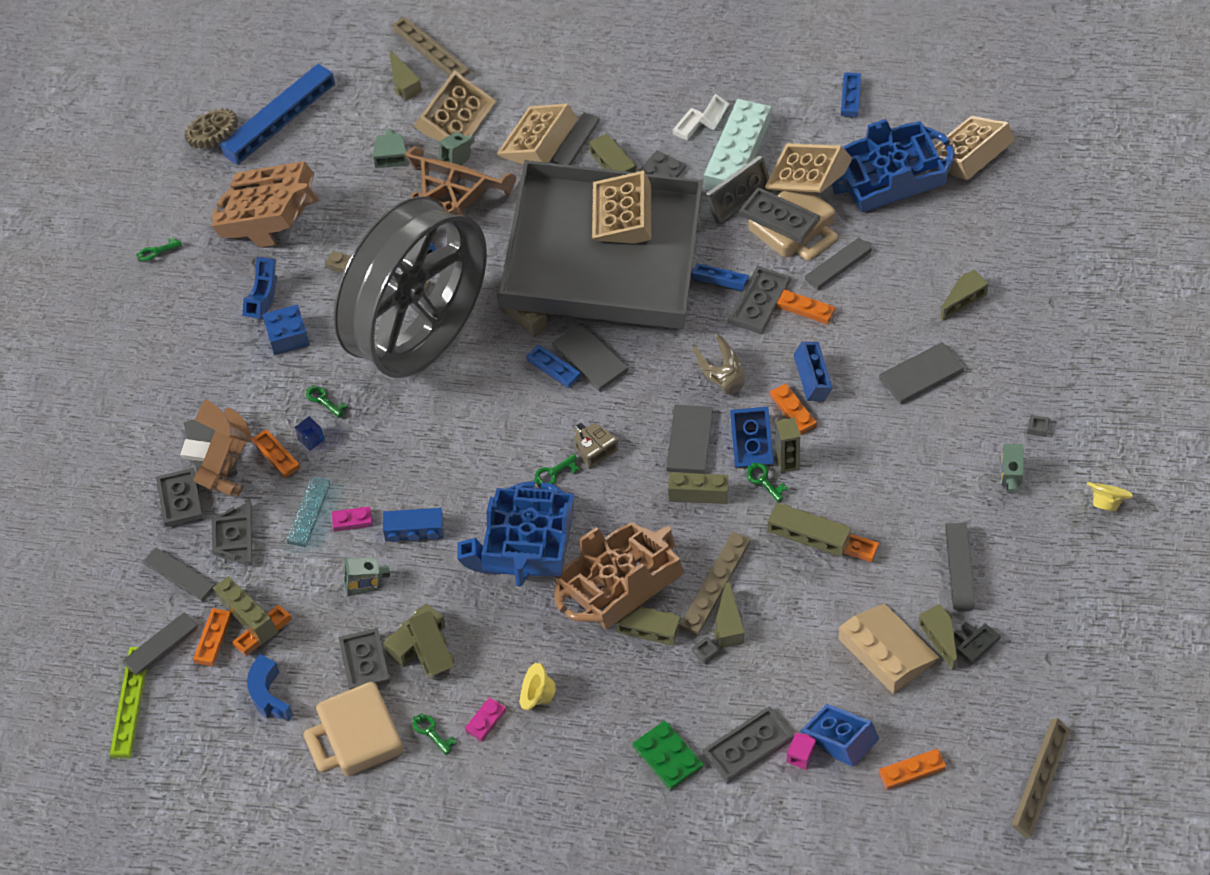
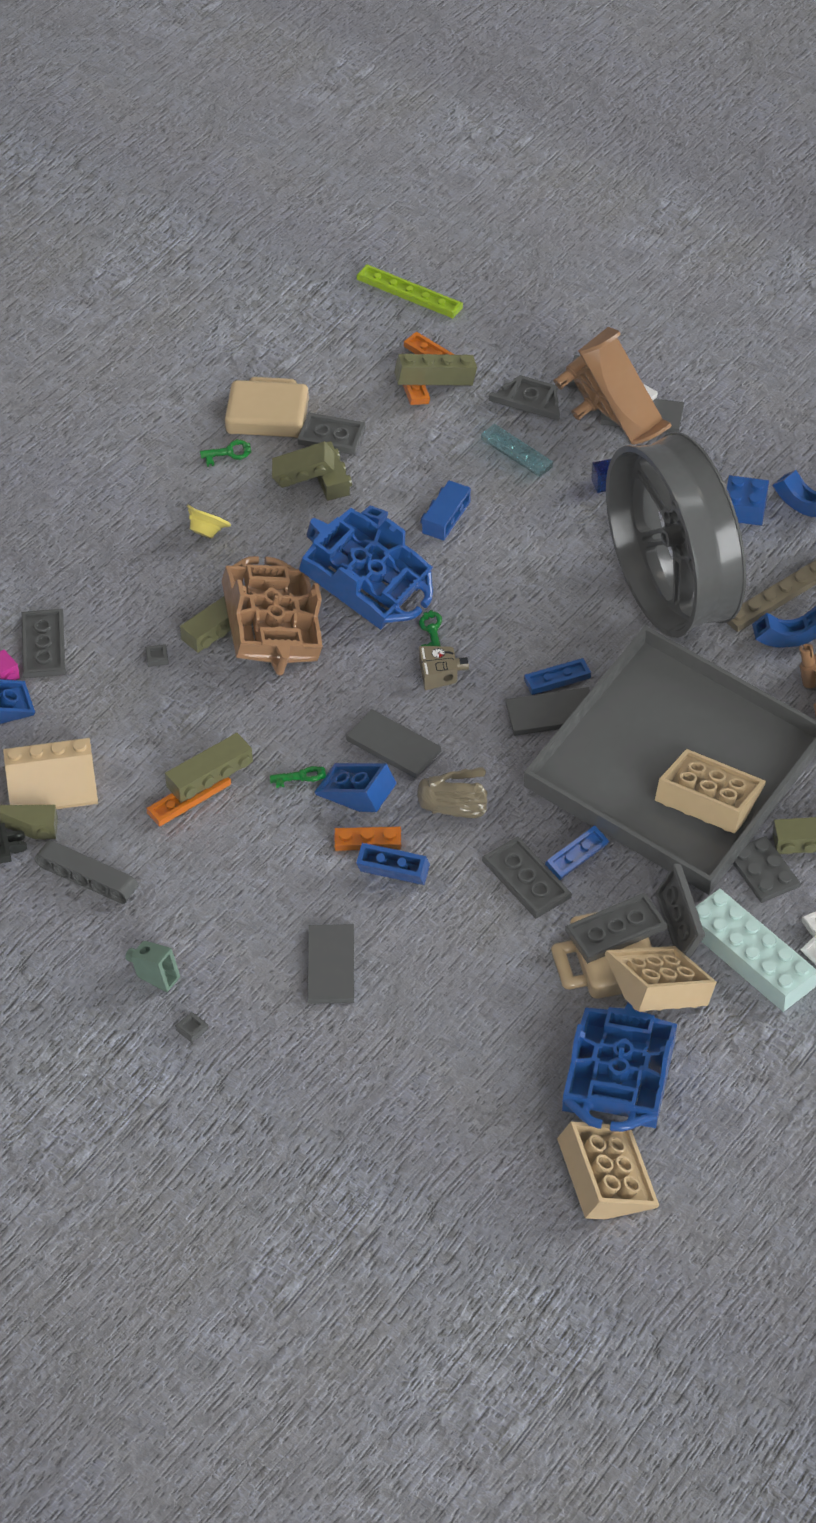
camera: 115 degrees right, 5 degrees down
(160, 644) = (448, 319): dark grey tile -> none
(179, 574) = (515, 354): dark grey tile -> none
(258, 681) = (350, 361): blue arch -> none
(275, 453) = (596, 449): orange plate -> none
(352, 518) = (488, 478): dark pink plate -> none
(363, 575) = (414, 460): sand green torso -> none
(485, 719) = (212, 489): dark pink plate -> none
(667, 755) = (79, 587): green plate -> none
(698, 488) = (326, 718): olive brick -> none
(714, 584) = (219, 692): dark tan plate -> none
(728, 622) = (170, 678): olive slope -> none
(787, 445) = (310, 788): olive brick -> none
(806, 307) = (488, 910): orange plate -> none
(838, 263) = (526, 966): dark grey tile -> none
(851, 94) = (768, 1099): blue plate -> none
(966, 291) = (402, 1050): olive slope -> none
(1108, 496) = (66, 1029): light yellow hat -> none

